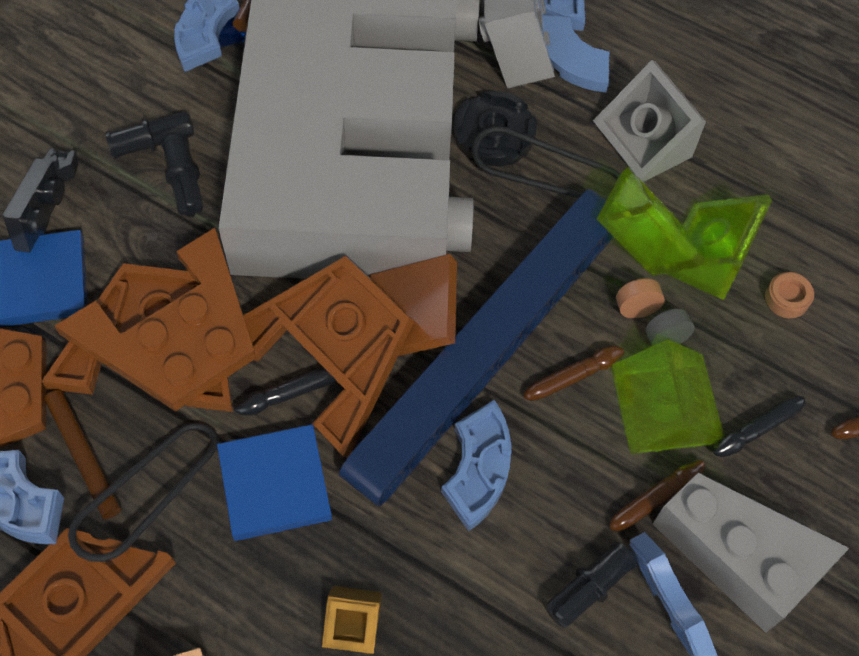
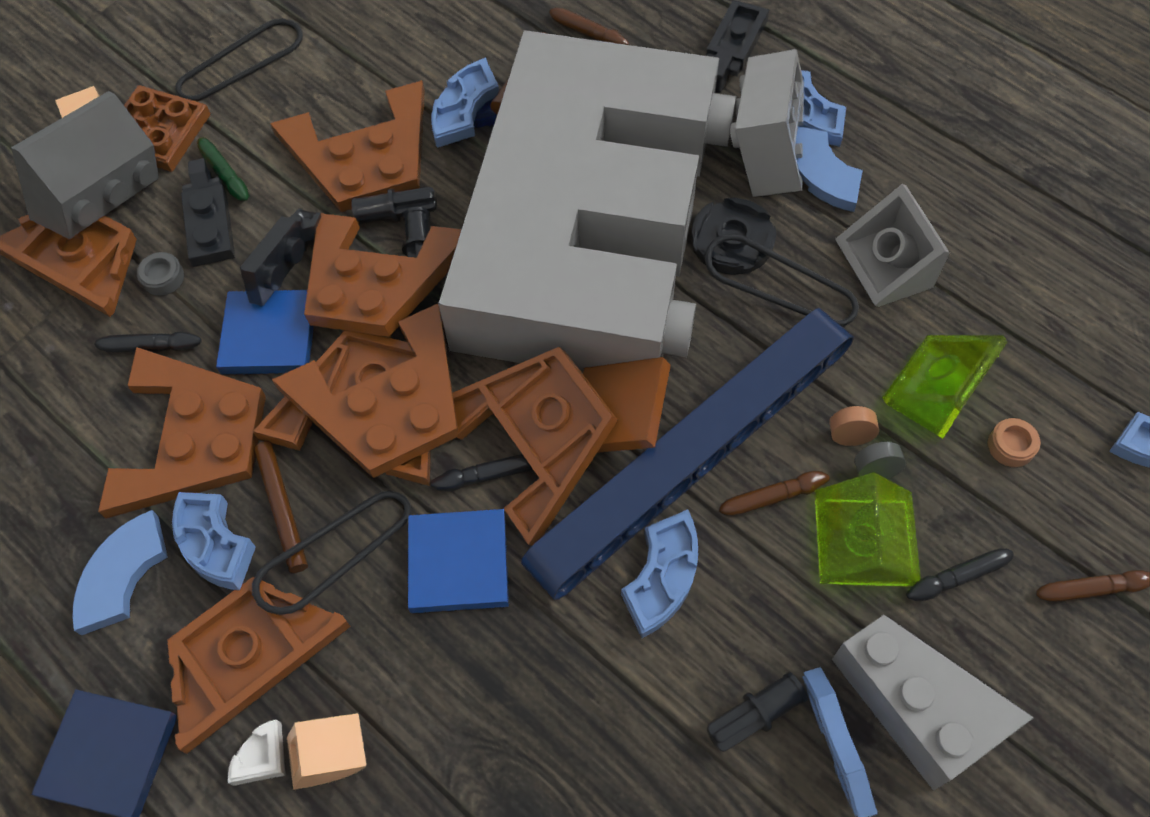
camera: 15 degrees right, 0 degrees up
(109, 92) = (366, 159): none -> dark orange wing
(140, 221) = (367, 288): none -> dark orange wing
(351, 619) = (511, 708): pearl gold slope -> none
(648, 227) = (873, 354): clear neon green slope -> none
(655, 496) = (838, 631): reddish brown piece -> none

